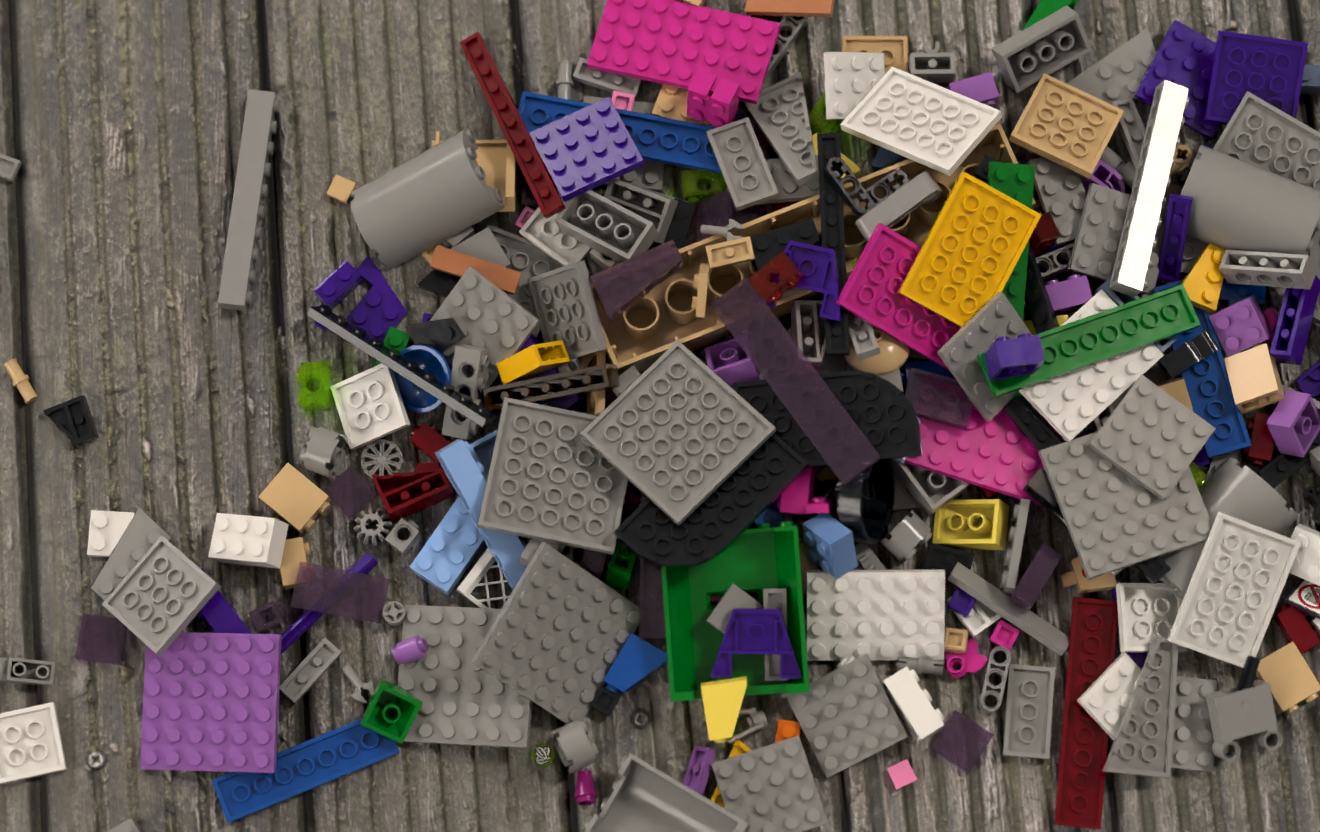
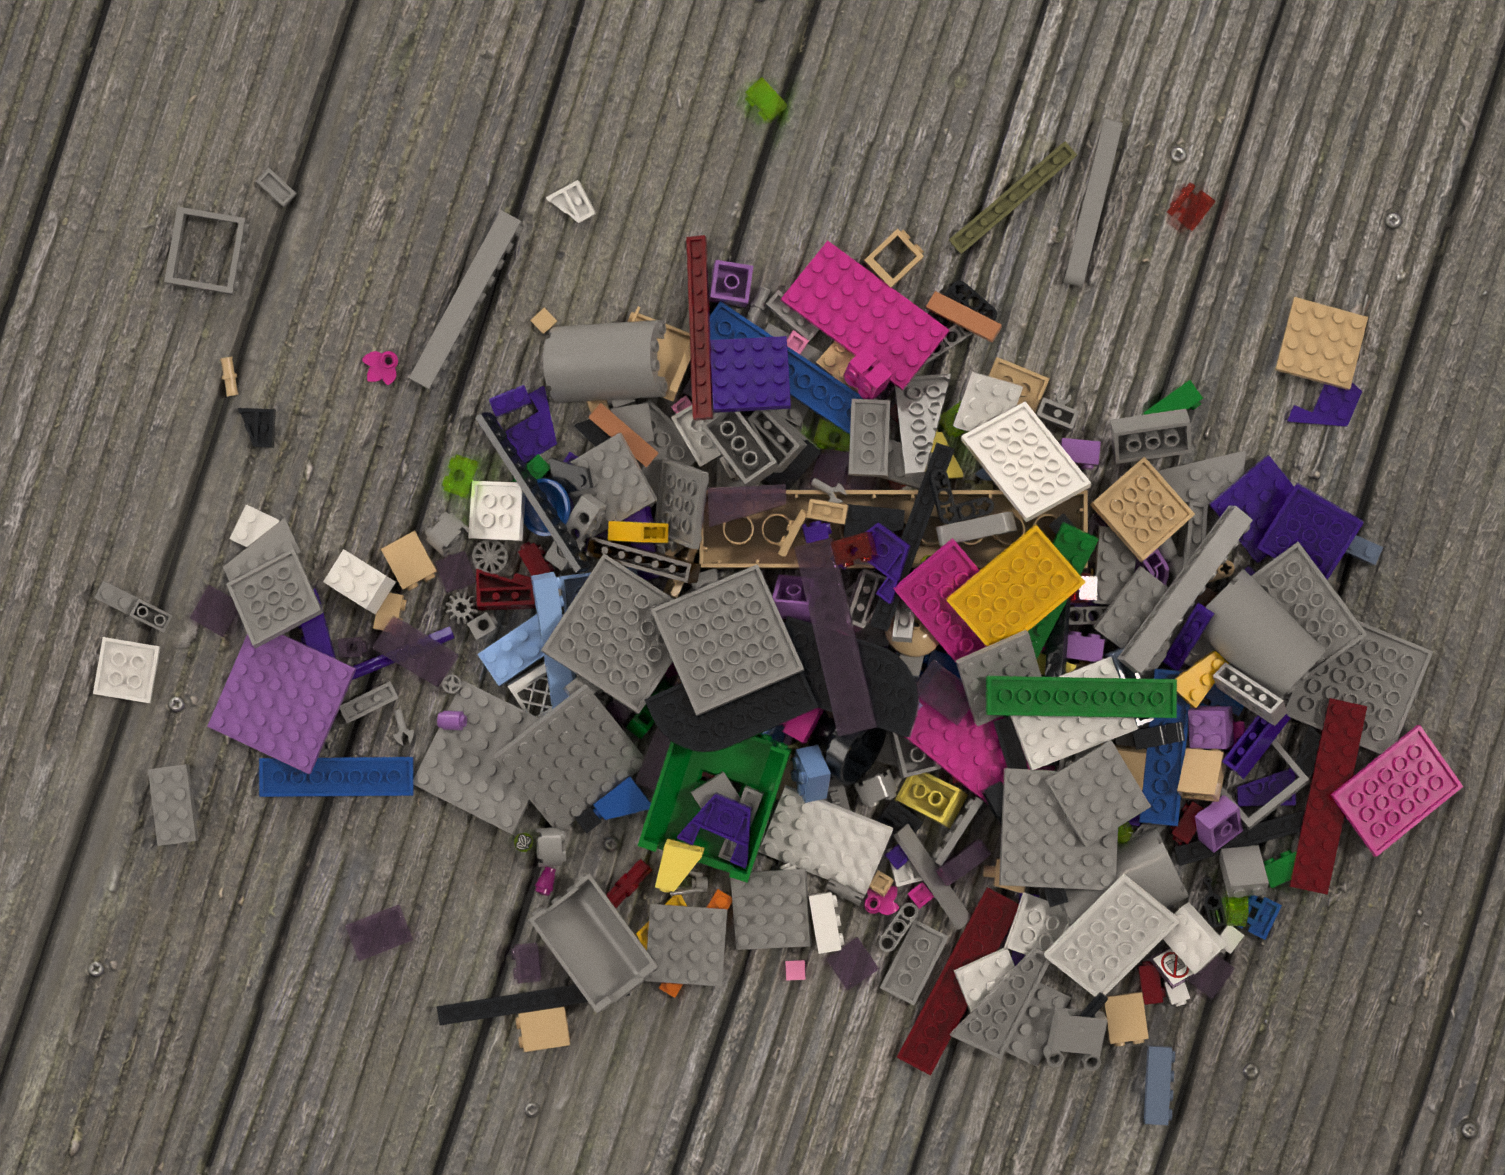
camera: 20 degrees right, 10 degrees up
(182, 309) = (379, 369): none -> dark pink plate
(323, 53) = (573, 202): none -> white wing
(391, 711) = (418, 761): green slope -> none
(526, 69) = (730, 283): none -> medium lavender brick
(678, 749) = (628, 883): none -> dark red piece
(699, 768) = (639, 903): medium lavender plate -> none
(726, 278) = (816, 531): none -> dark purple brick
(819, 505) = (815, 740): dark pink plate -> none
(1014, 356) = (1012, 692): dark purple brick -> none

